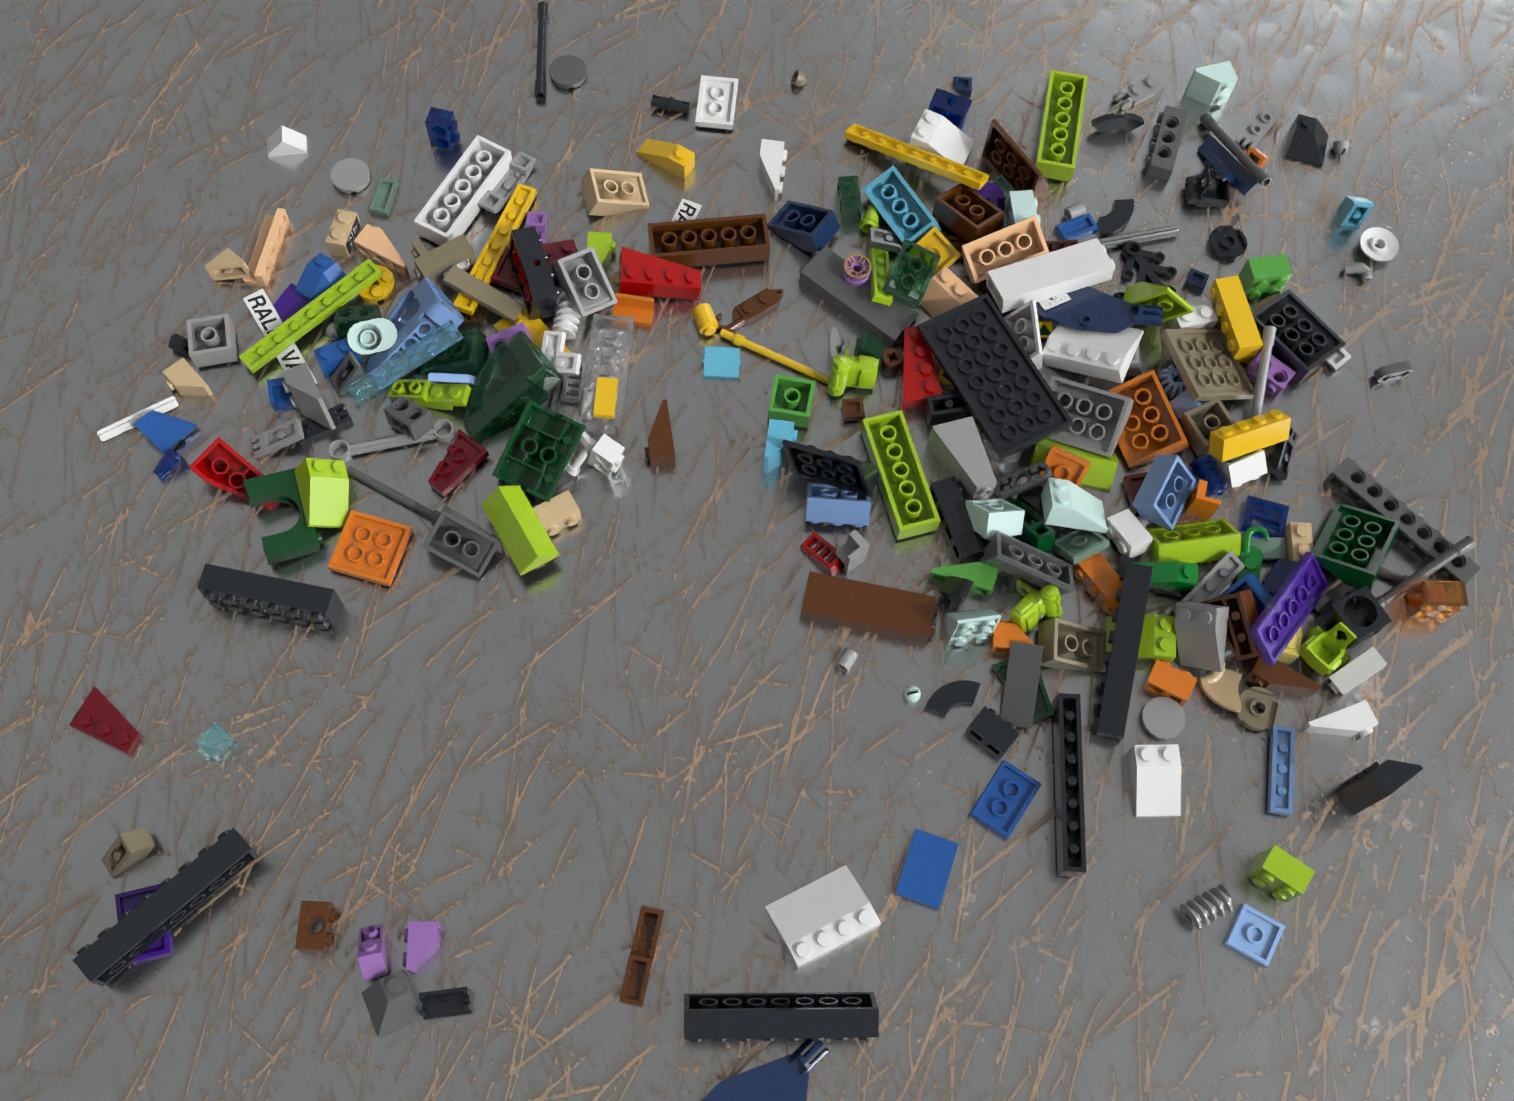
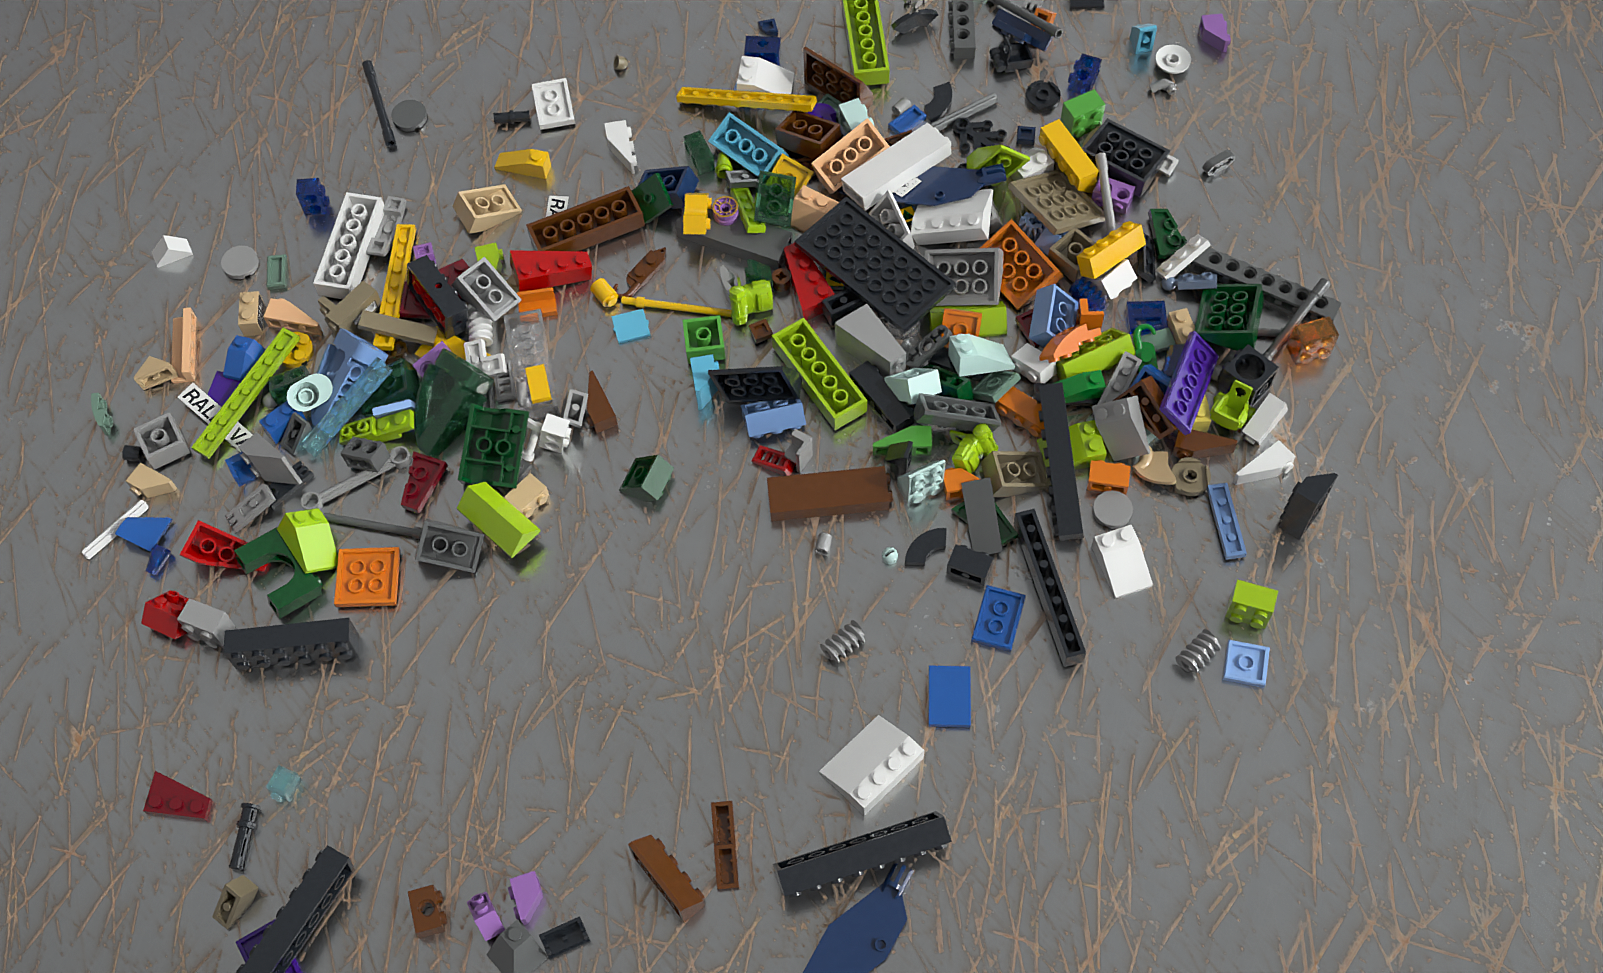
camera: 10 degrees left, 5 degrees down
(161, 297) = (99, 410): none -> sand green slope
(163, 525) = (162, 613): none -> red slope
(164, 774) = (246, 825): none -> black pin
(191, 547) = (205, 623): none -> light grey brick
(570, 972) = (667, 877): none -> reddish brown slope
(635, 434) = (574, 407): none -> light grey slope
(686, 532) = (647, 478): none -> dark green slope
(785, 233) = (652, 197): none -> dark green plate
(825, 264) = (696, 213): none -> yellow brick
(834, 774) = (843, 641): none -> light grey piece
(1171, 523) = (1067, 342): none -> orange slope
(1280, 233) = (1085, 74): none -> clear blue brick
(1312, 436) = (1165, 233): none -> dark green wing
(1322, 493) = (1190, 281): none -> sand blue plate
(1323, 465) = (1183, 257): none -> white plate
(1432, 227) = (1214, 31): none -> medium lavender slope

